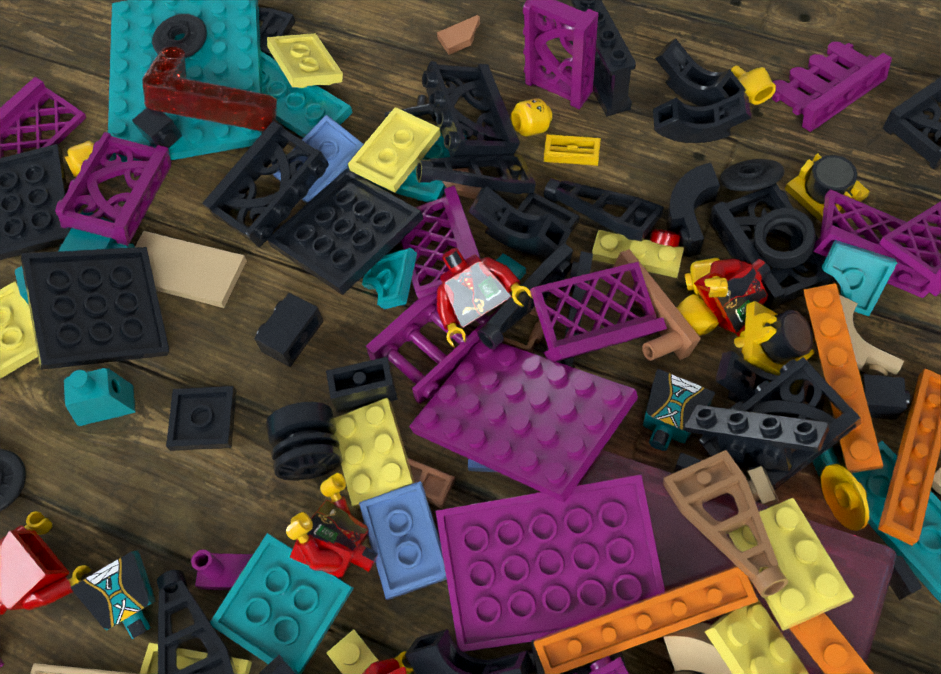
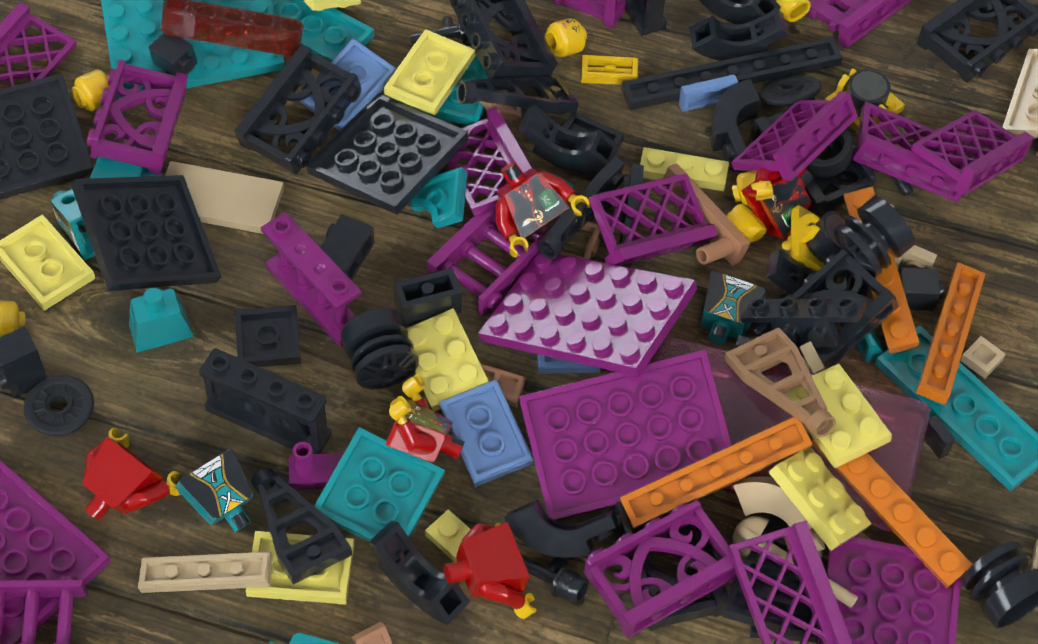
camera: 15 degrees left, 5 degrees down
(177, 498) = (264, 402): none -> black fence
(244, 355) = (310, 276): none -> magenta fence
(633, 224) = (679, 139): black plate -> none
(664, 175) = (704, 93): none -> medium blue tile
(665, 237) = (710, 152): red tile -> none
(691, 154) = (757, 67): none -> black plate
(760, 237) = (798, 136): none -> magenta fence
(845, 340) = (875, 236): none -> black wheel
(845, 497) = (886, 369): yellow dish -> none
(859, 273) = (895, 178): teal tile -> none

